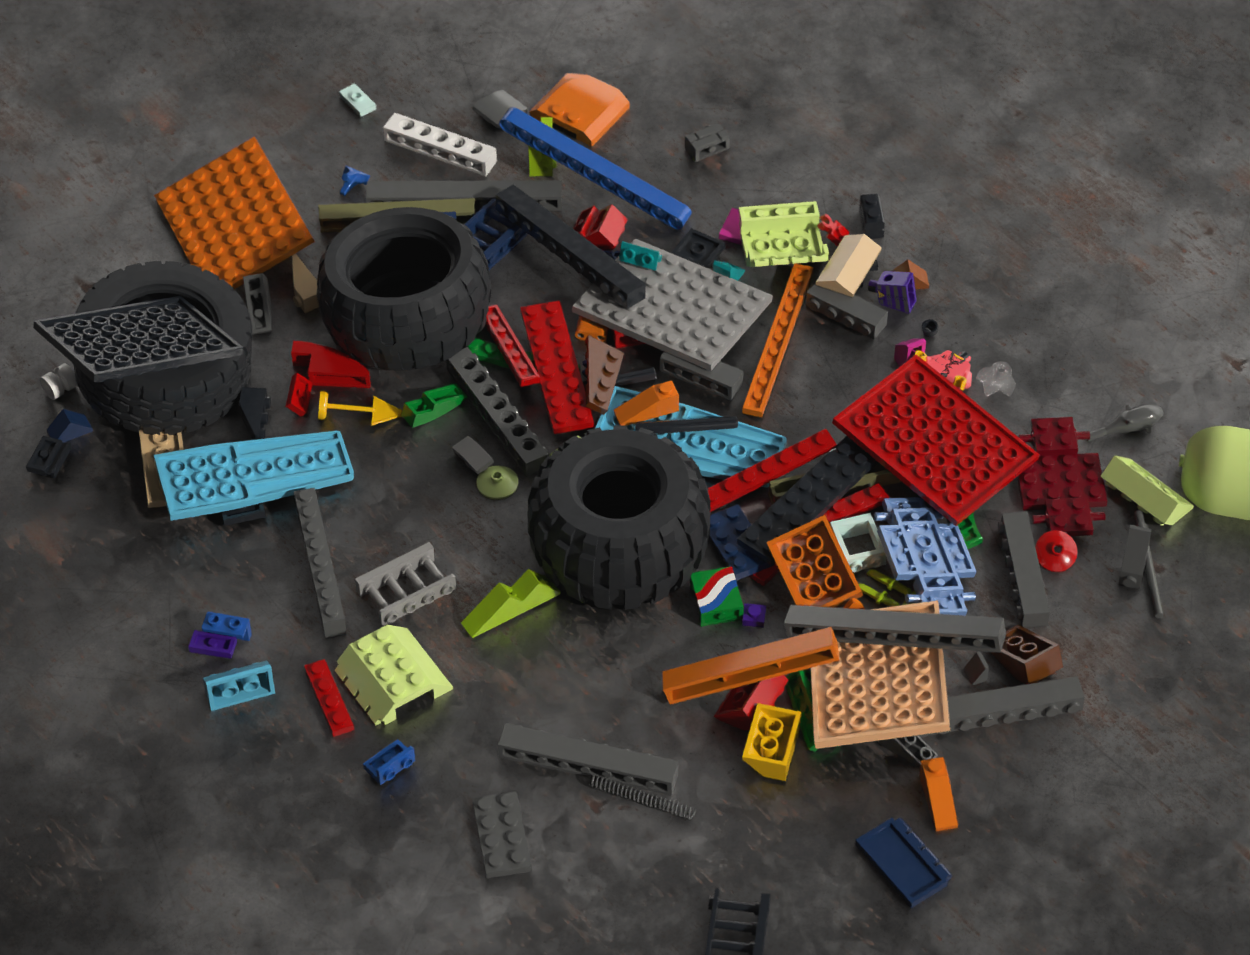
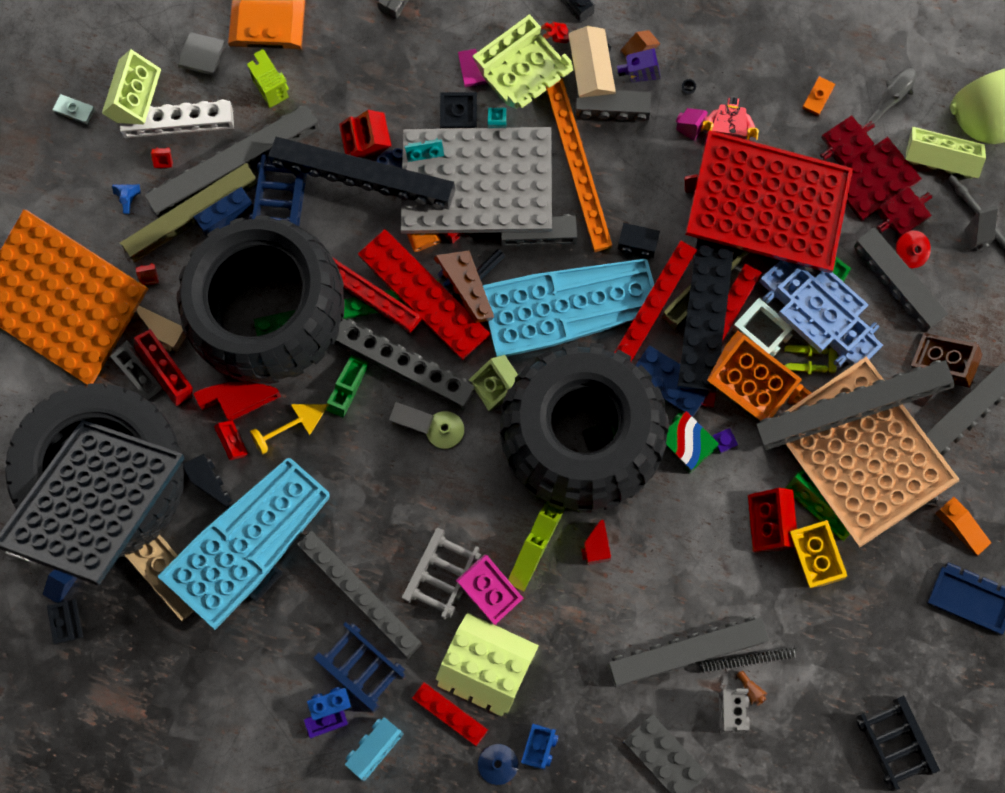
camera: 30 degrees left, 25 degrees up
(260, 630) = (356, 685): none -> dark blue fence
(282, 311) = (163, 367): none -> red brick
(322, 240) = (147, 274): none -> red tile
(341, 767) = (500, 775): none -> dark blue dish
(404, 165) = (162, 158): none -> red tile
(416, 101) = (131, 89): none -> yellowish green slope
(439, 613) = (489, 589): none -> dark pink plate
(567, 633) = (596, 546): none -> red slope
(594, 821) = (726, 714): none -> light grey piece
(595, 168) = (329, 81): blue beam -> none
(627, 825) = (755, 694): none -> dark orange cone
(649, 404) = (522, 293): orange slope -> none
(689, 425) = (564, 294): black axle -> none
(750, 665) = (767, 503): orange brick -> none
(790, 420) = (638, 240): none -> black brick
(997, 380) = (768, 110): clear plate -> none
(1053, 393) = (818, 96): none -> orange plate

